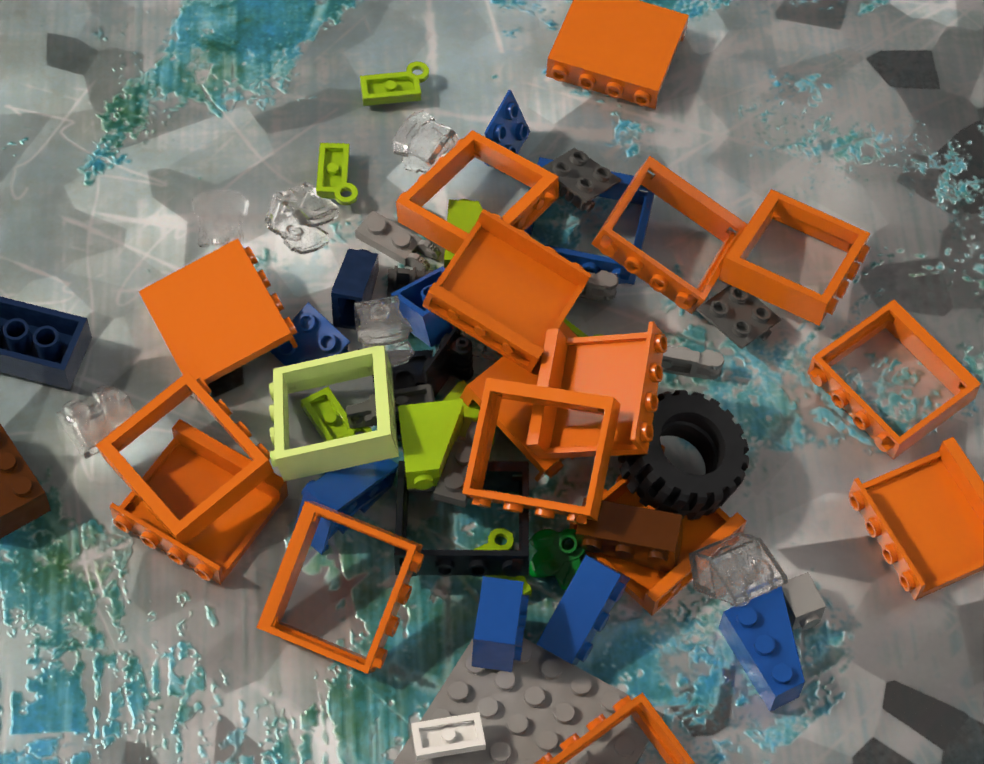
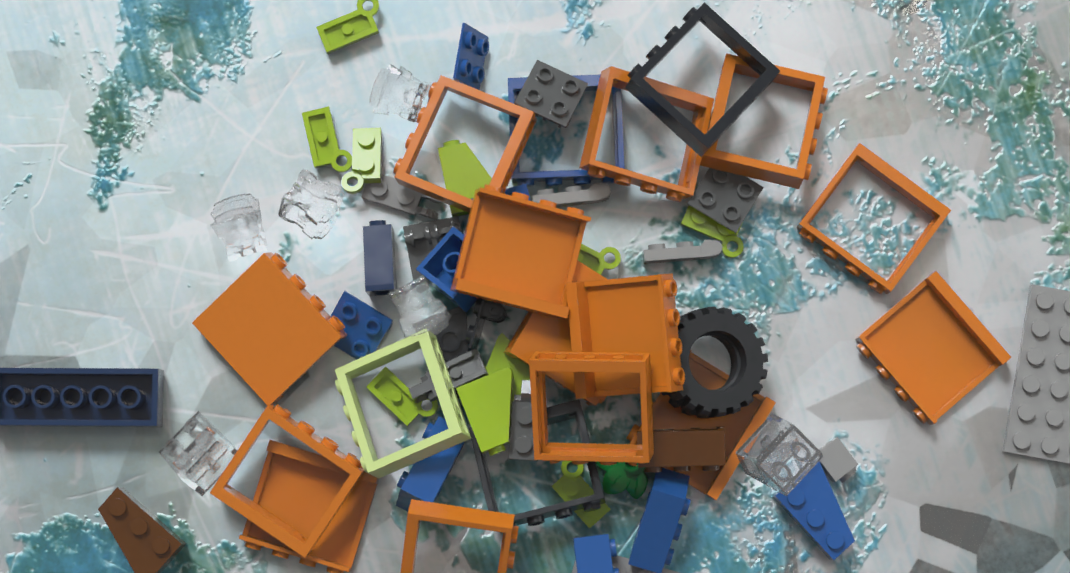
camera: 10 degrees left, 25 degrees up
(370, 198) = (365, 159): none -> hinge
(705, 336) = (702, 224): none -> lime hinge
(711, 222) = (667, 112): none -> black window

